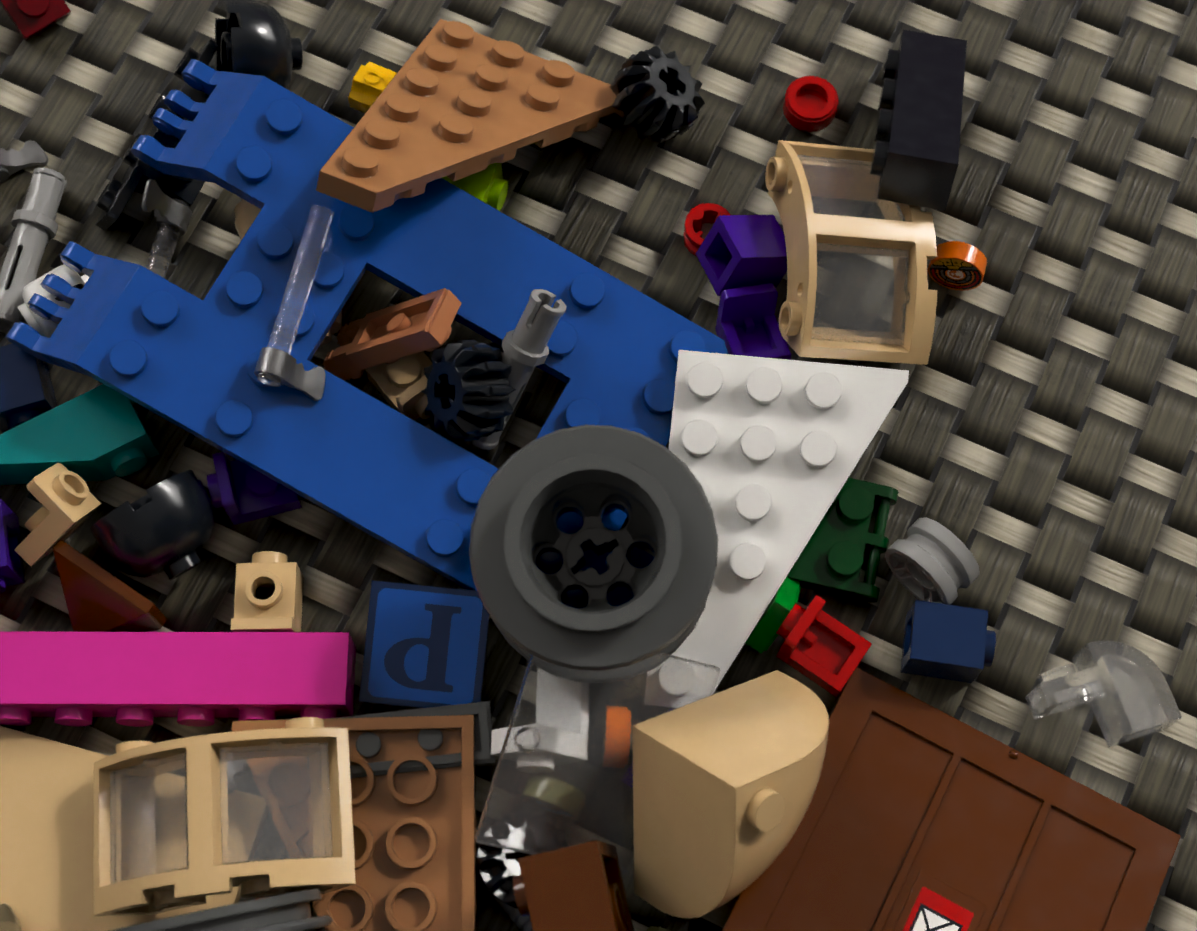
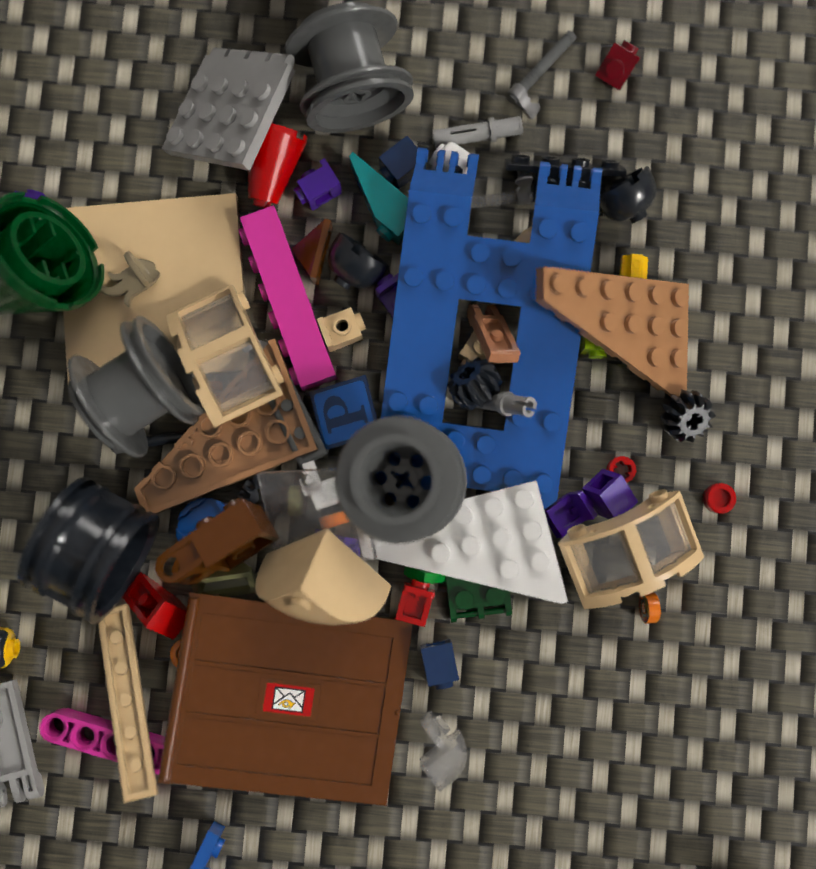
camera: 70 degrees right, 15 degrees up
(64, 508) = (347, 213): tan bracket -> none
(275, 363) = (446, 284): clear piece -> none
(920, 120) = (724, 563): black brick -> none
(932, 562) = (476, 644): light grey wheel -> none

